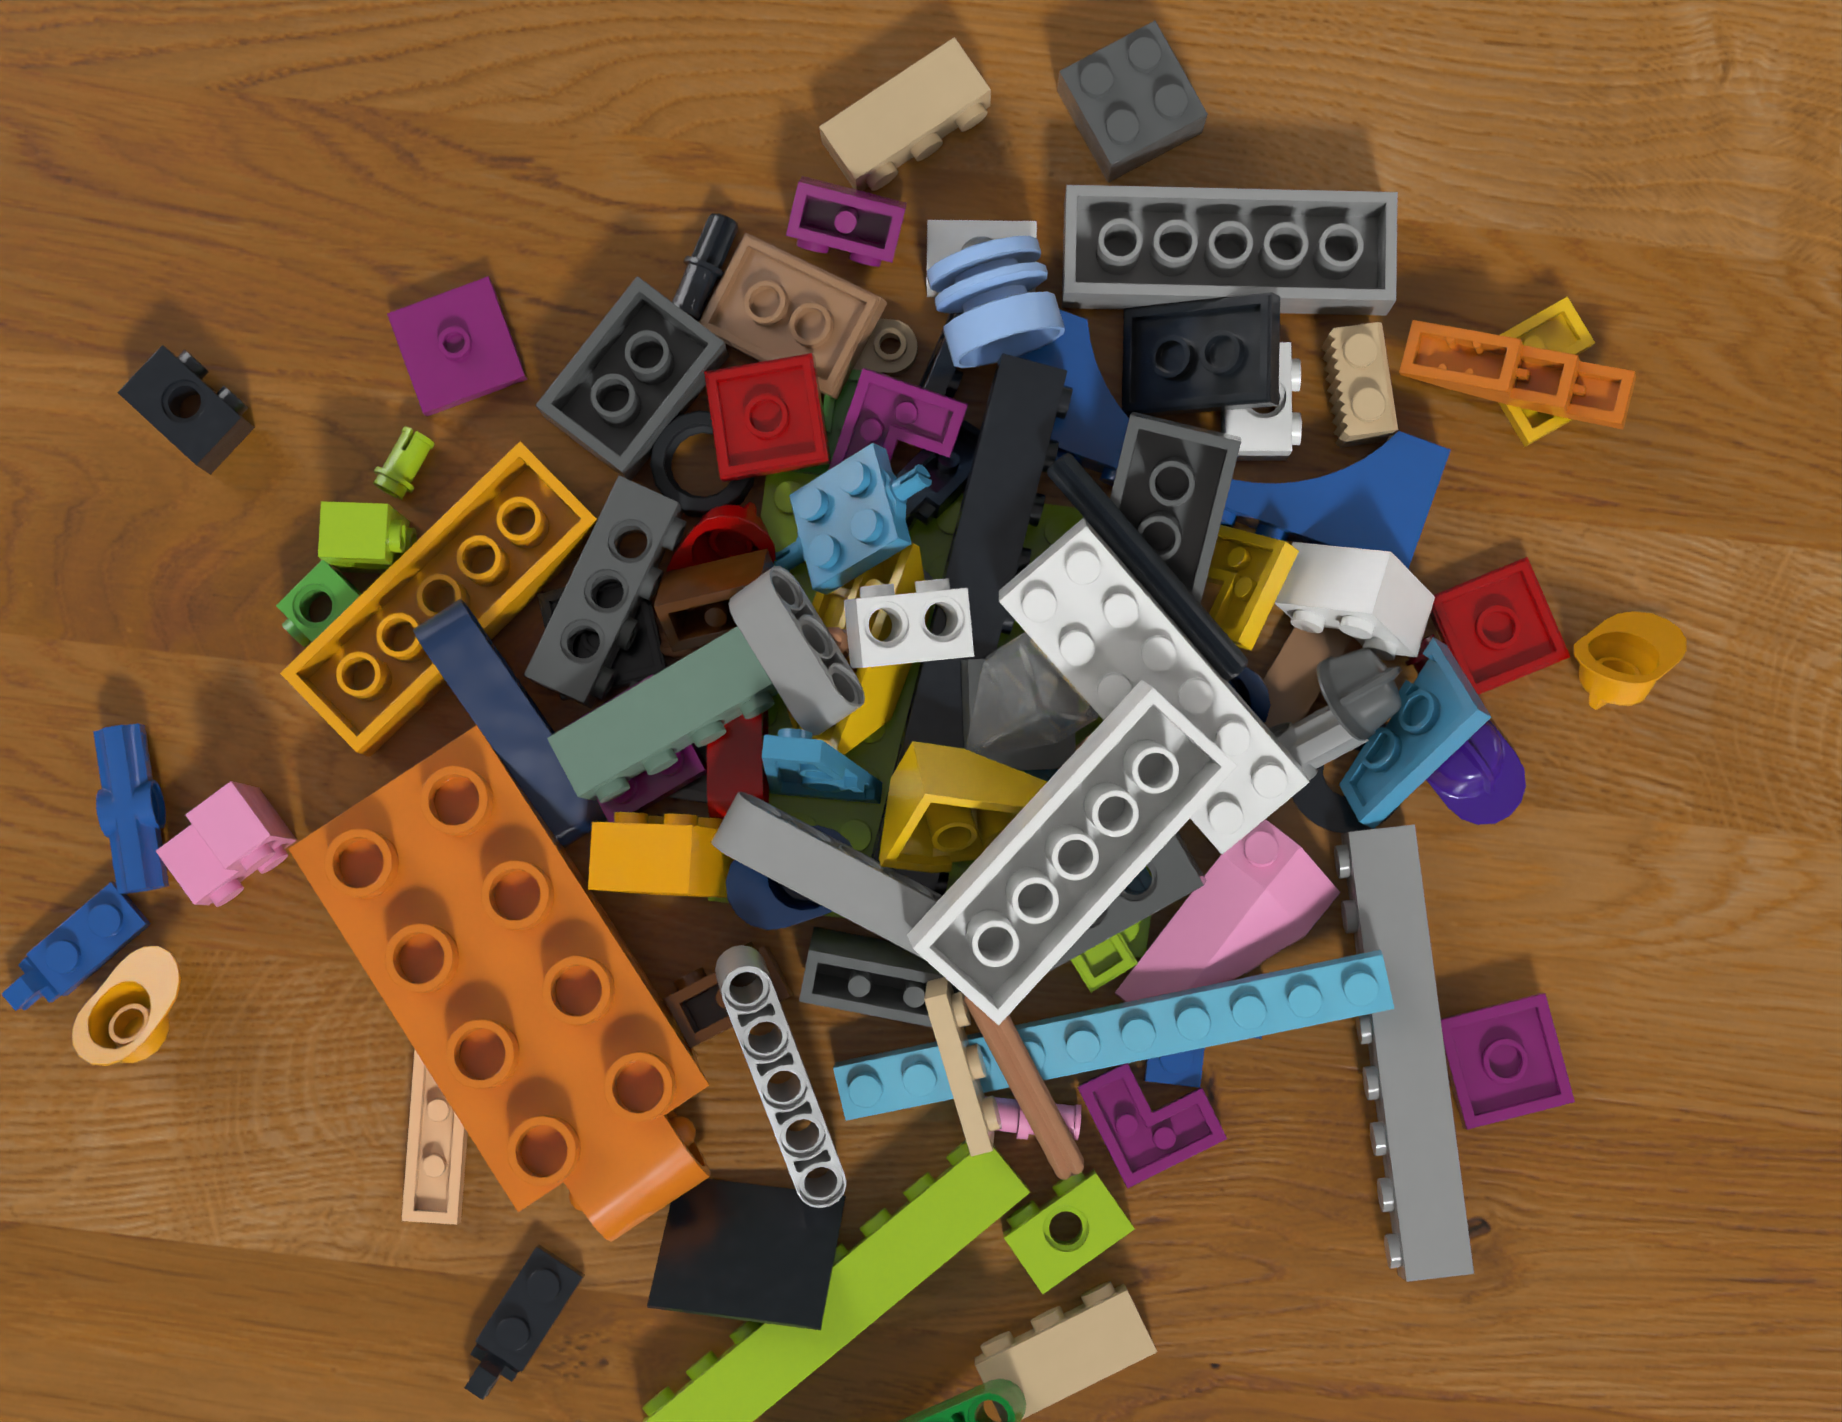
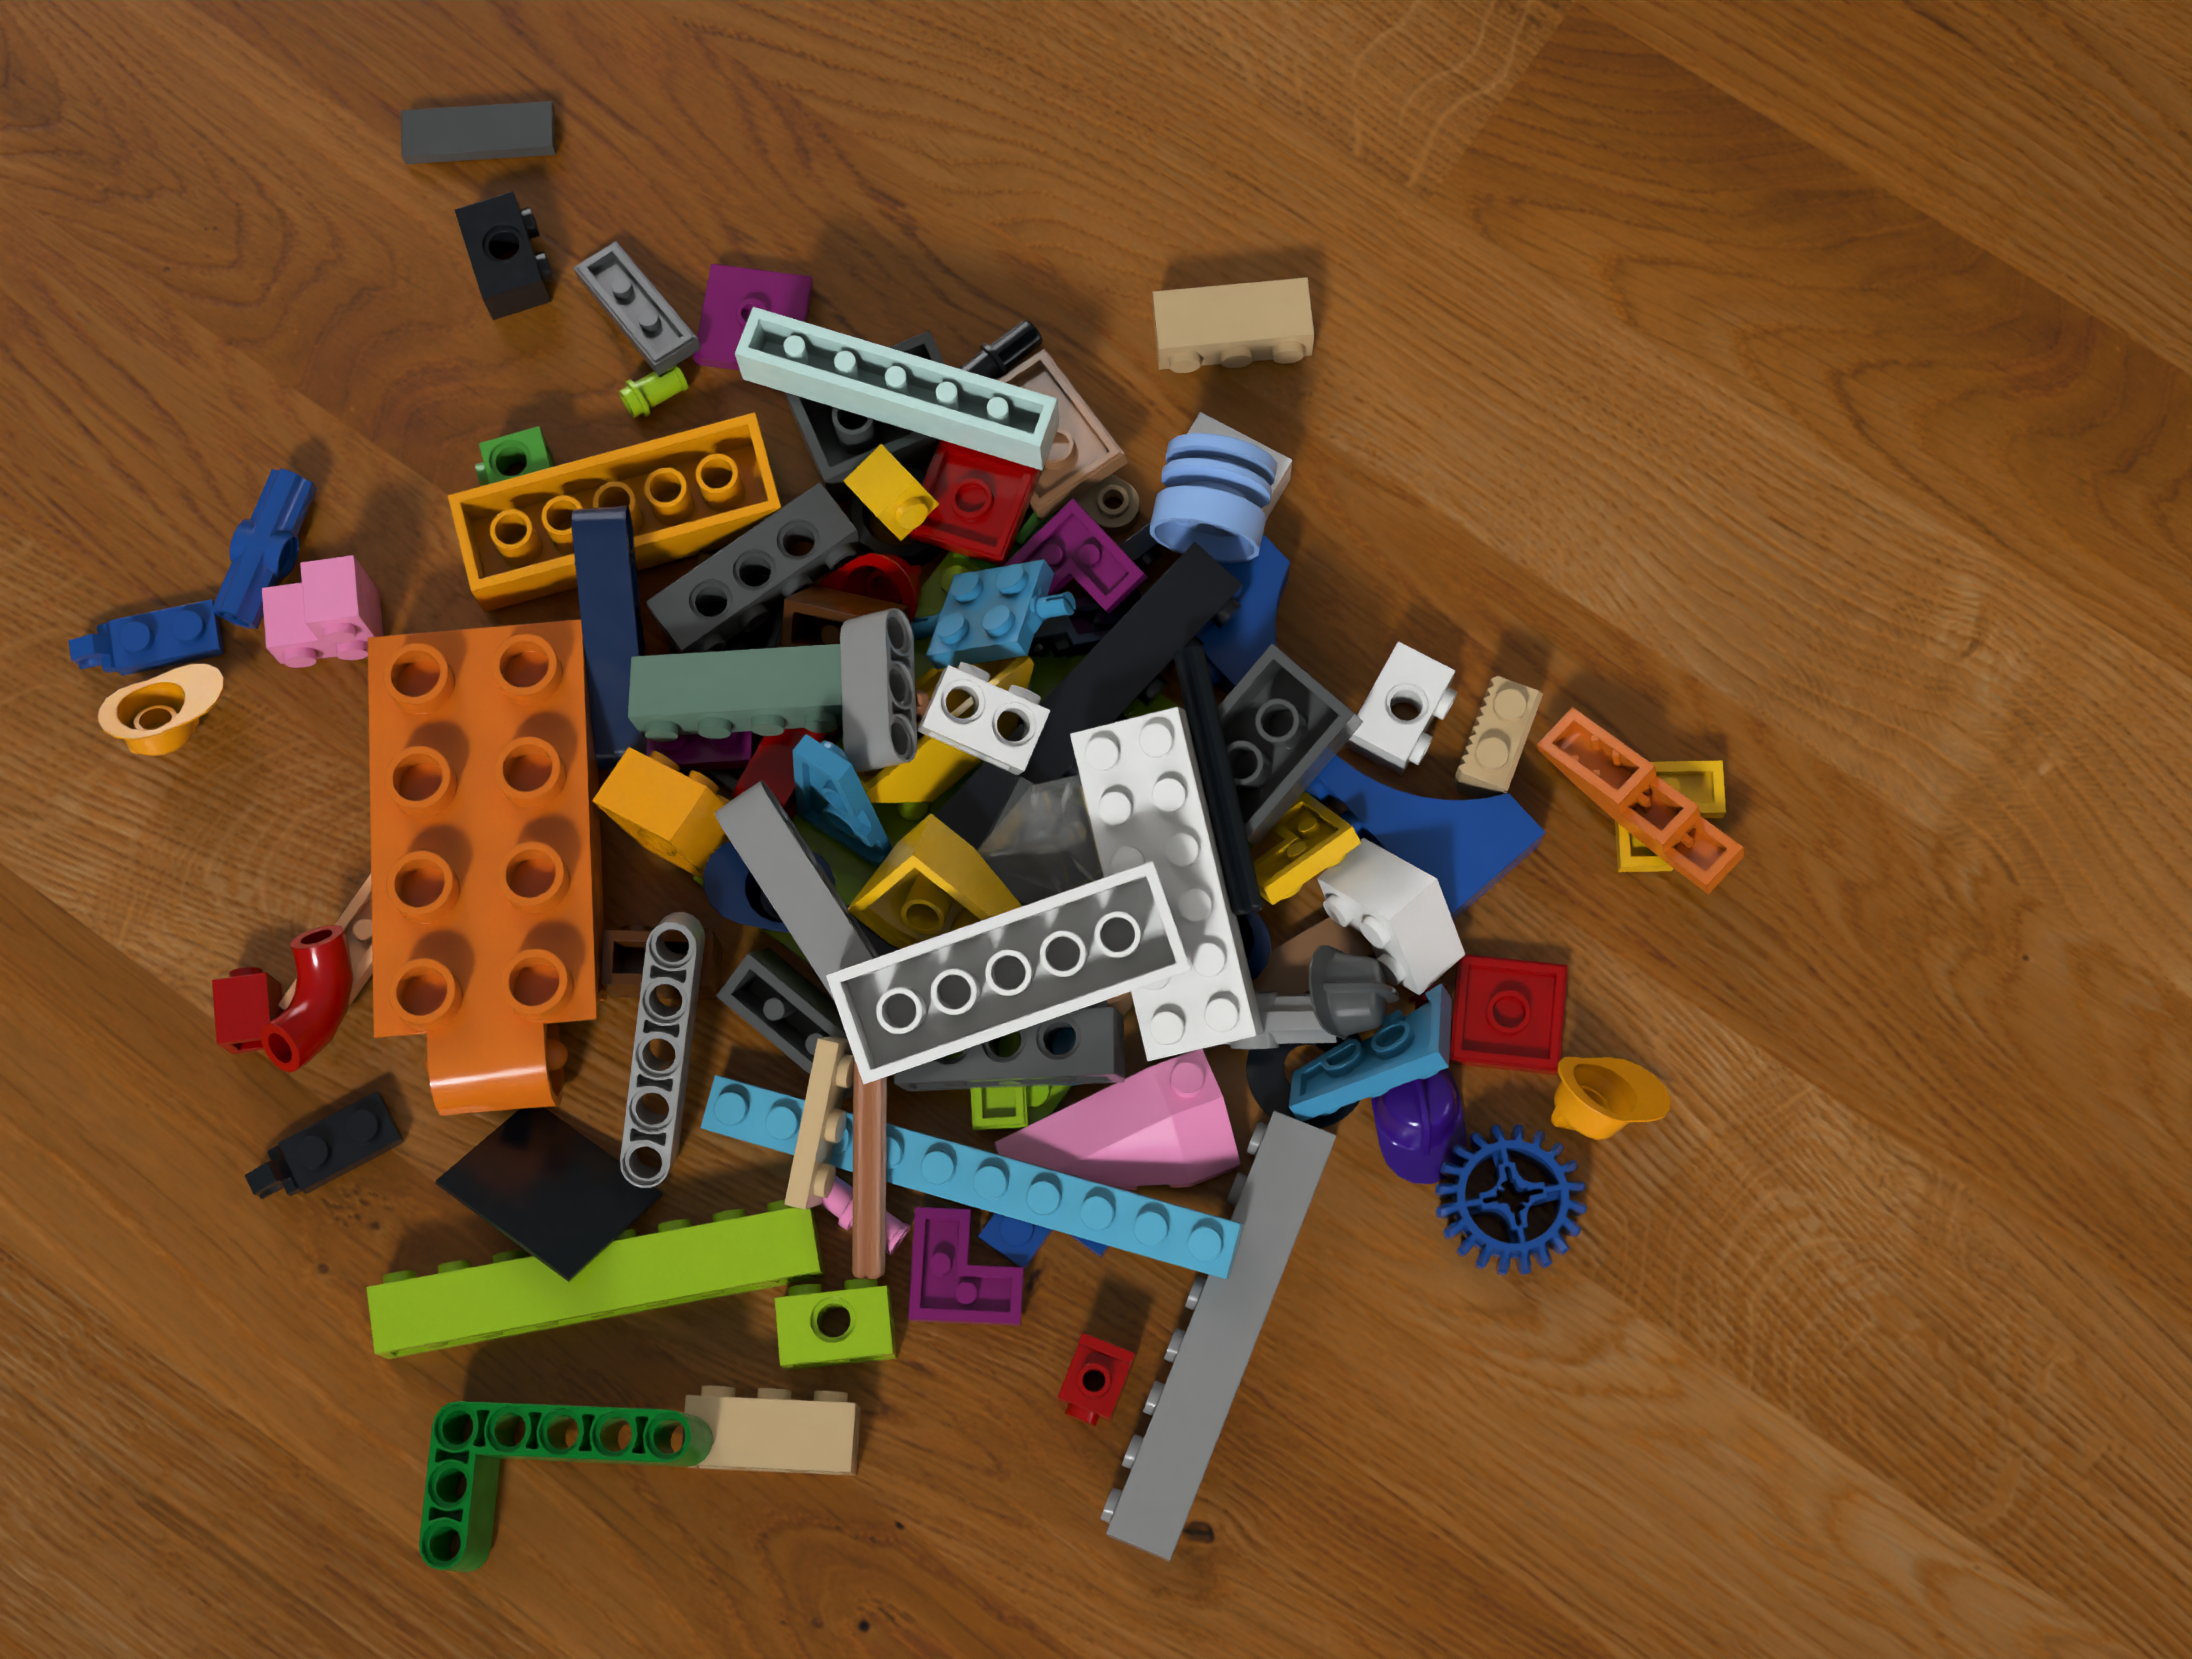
camera: 25 degrees right, 10 degrees down
(88, 300) = (478, 132): none -> dark grey tile
(343, 394) = (637, 308): none -> dark grey tile
(363, 536) = (580, 420): lime brick -> none
(377, 1239) = (243, 1007): none -> red brick
(439, 1199) = (318, 1000): none -> red cylinder
(646, 352) = (898, 388): none -> light aqua brick
(693, 452) = (891, 492): none -> yellow brick
(845, 220) = (1133, 378): magenta brick -> none
(1131, 101) = (1431, 408): dark grey brick -> none
(1201, 355) = (1373, 642): black tile -> none
(1209, 243) = (1444, 568): light grey brick -> none
(1307, 1132) = (1105, 1358): none -> red brick
(1505, 1061) = (1305, 1392): magenta plate -> none
(1607, 813) = (1514, 1226): none -> blue gear

